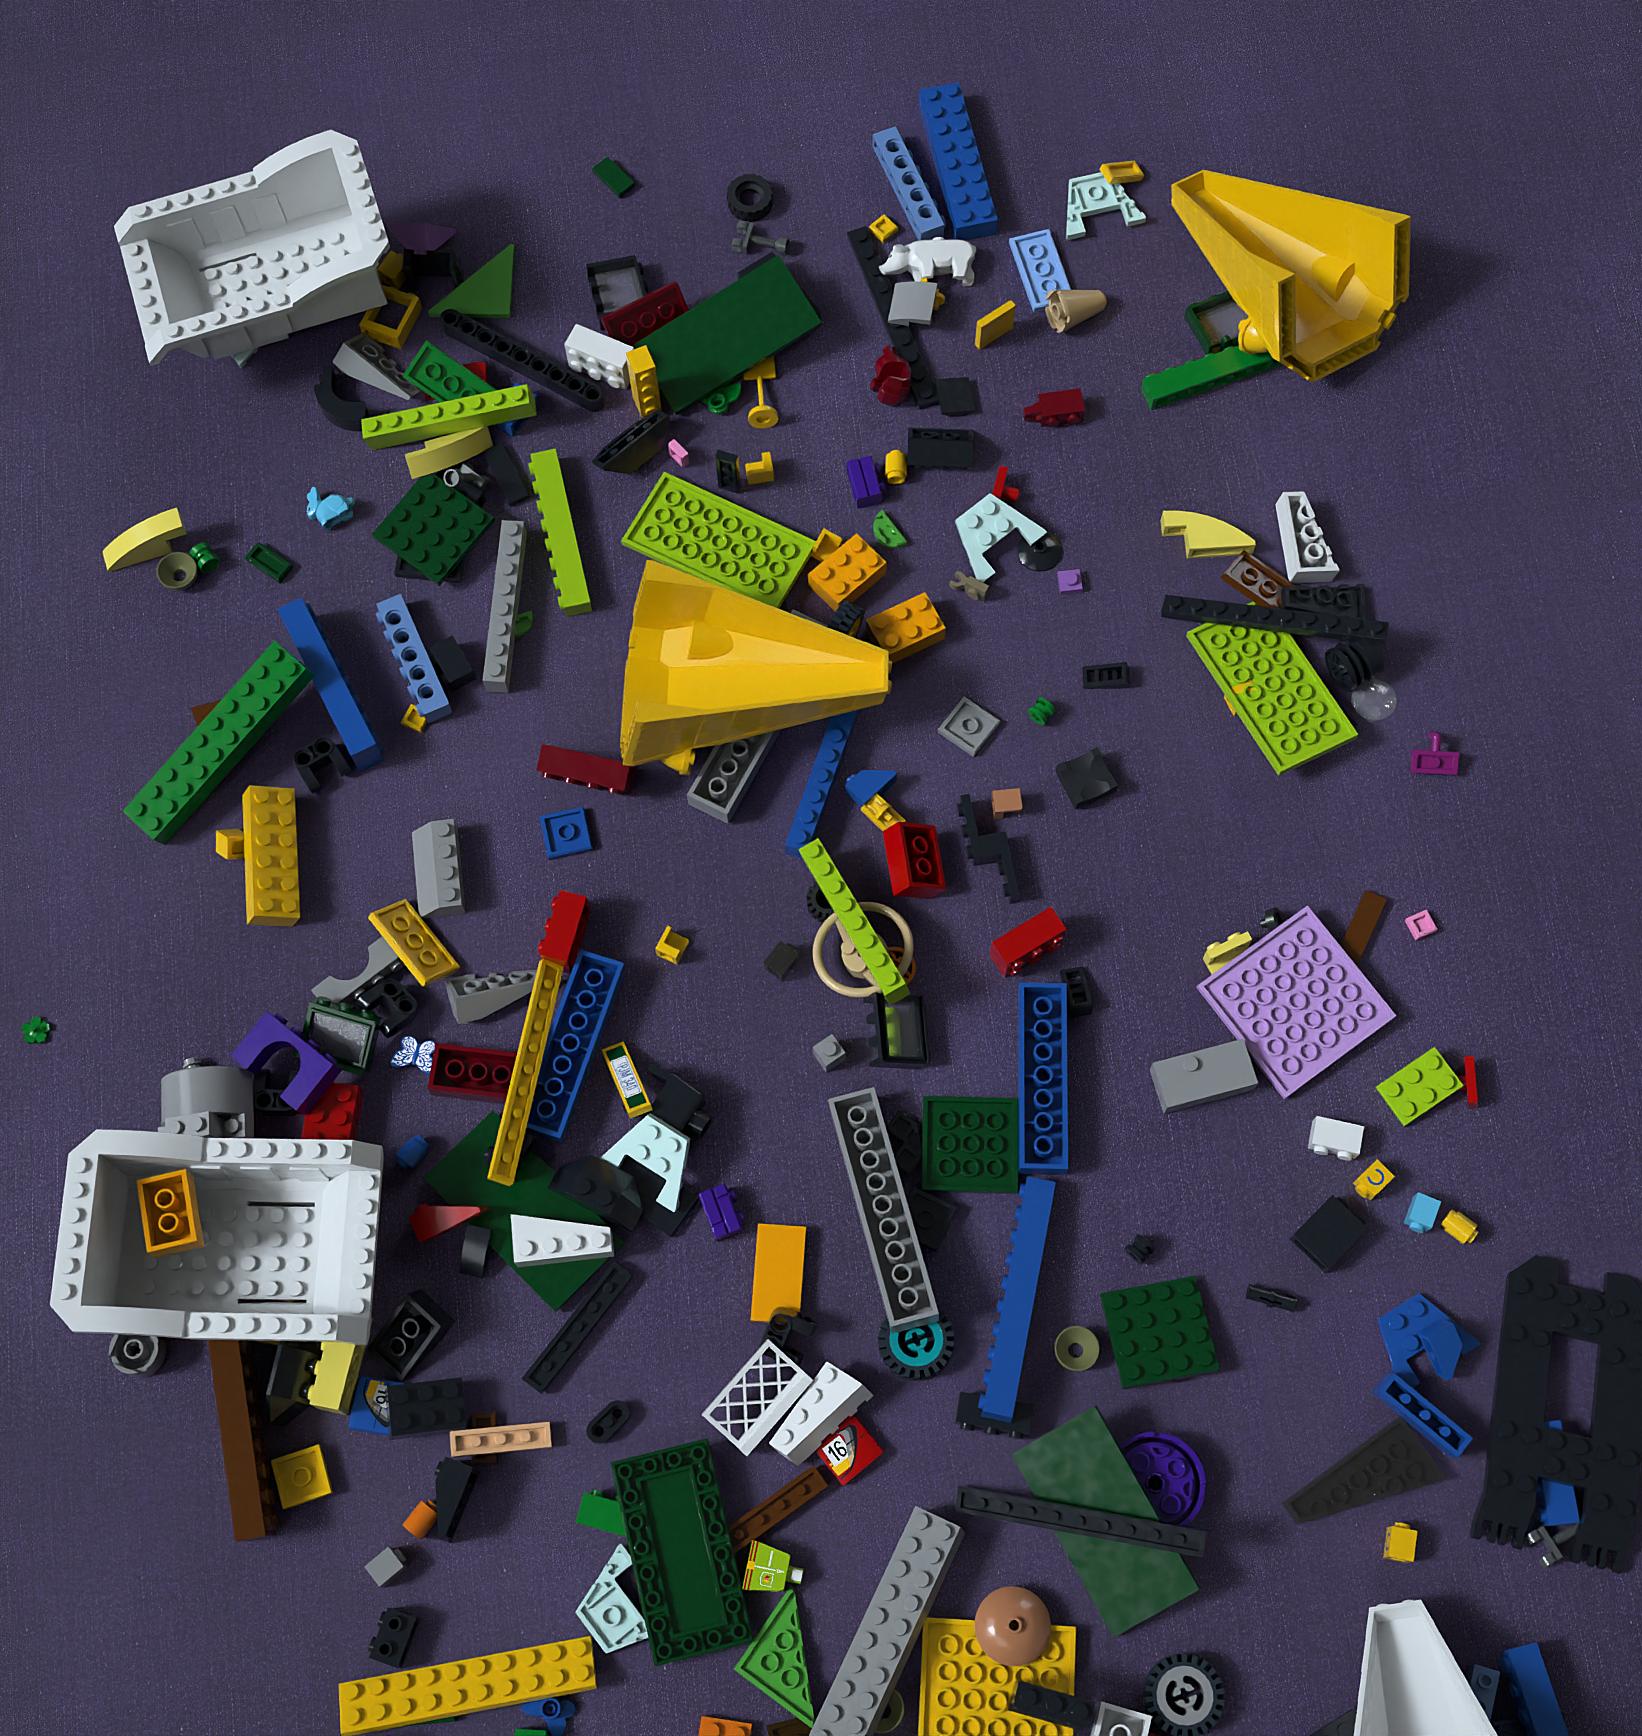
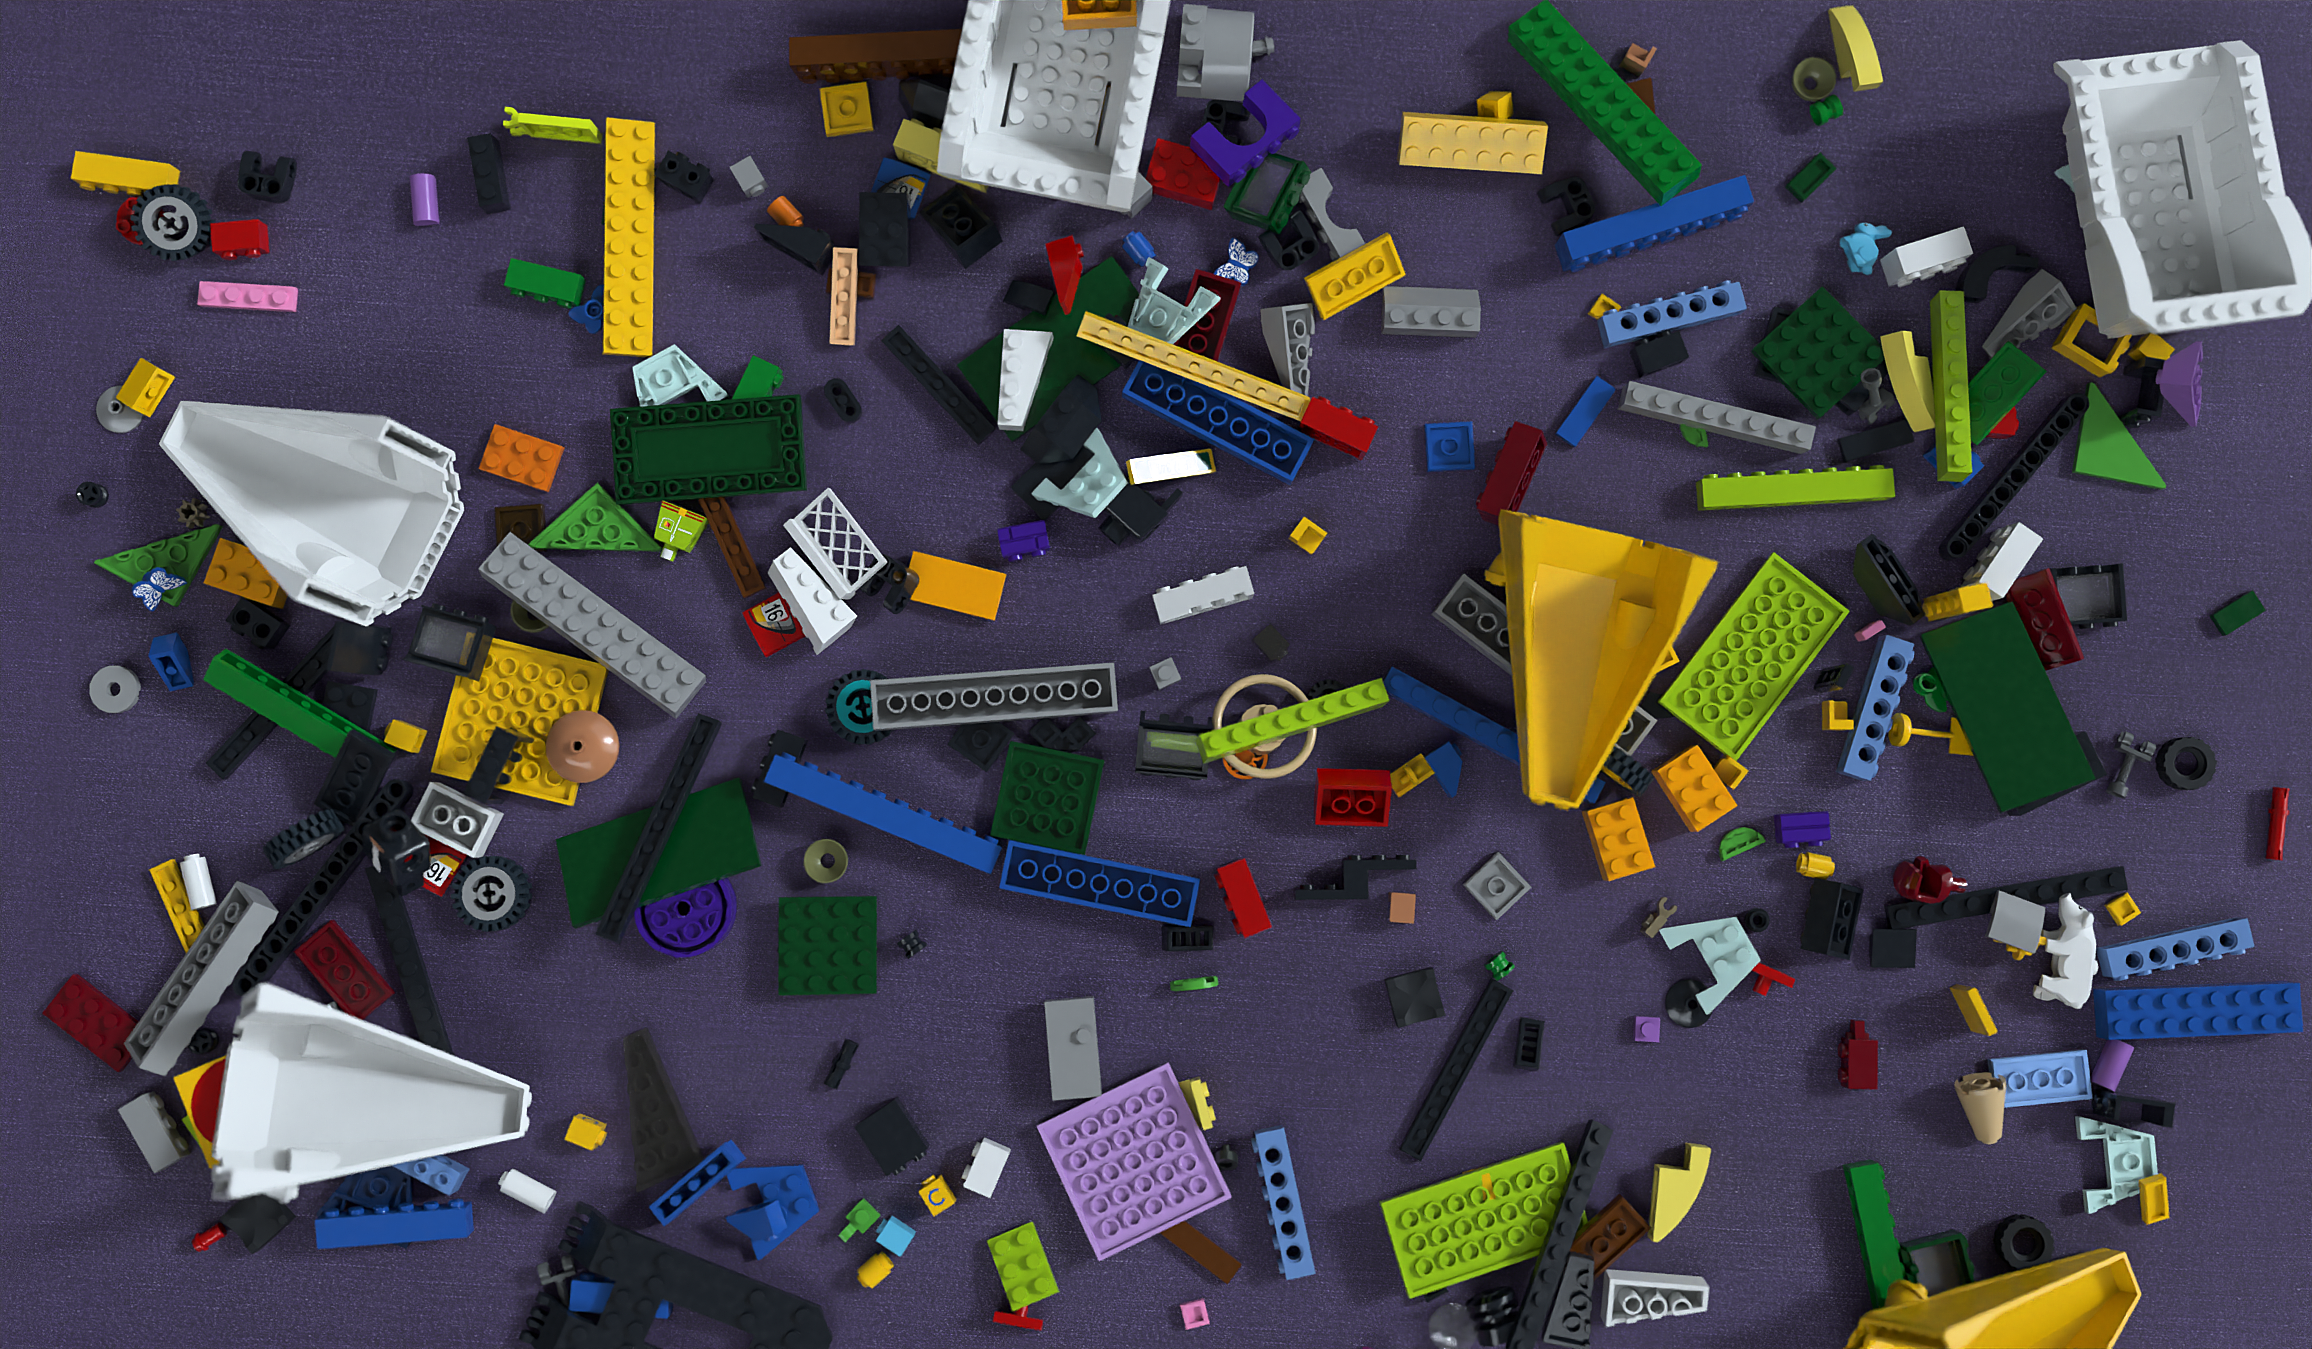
camera: 95 degrees right, 15 degrees up
(172, 725) = (1637, 59): none -> nougat panel
(334, 453) = (1926, 257): none -> white brick
(479, 1112) = (1161, 315): none -> light aqua wing
(515, 719) = (1585, 411): none -> blue tile
(735, 444) = (1864, 715): none -> medium blue brick
(746, 1029) = (1203, 595): none -> white wedge
(787, 125) = (2278, 816): none -> red pin
(953, 501) = (1764, 920): none -> black plate
(1017, 218) = (2111, 1064): none -> medium lavender brick
(1048, 182) = (2153, 1109): none -> black panel
(1118, 977) = (1194, 983): none -> bright green tile
(1143, 734) = (1455, 1069): none -> black tile
(1177, 277) = (2015, 1224): none -> black tyre
(1348, 835) = (1302, 1263): none -> medium blue brick
(1414, 1251) = (860, 1218): none -> bright green plate
(1473, 1594) = (527, 1190): none -> white brick

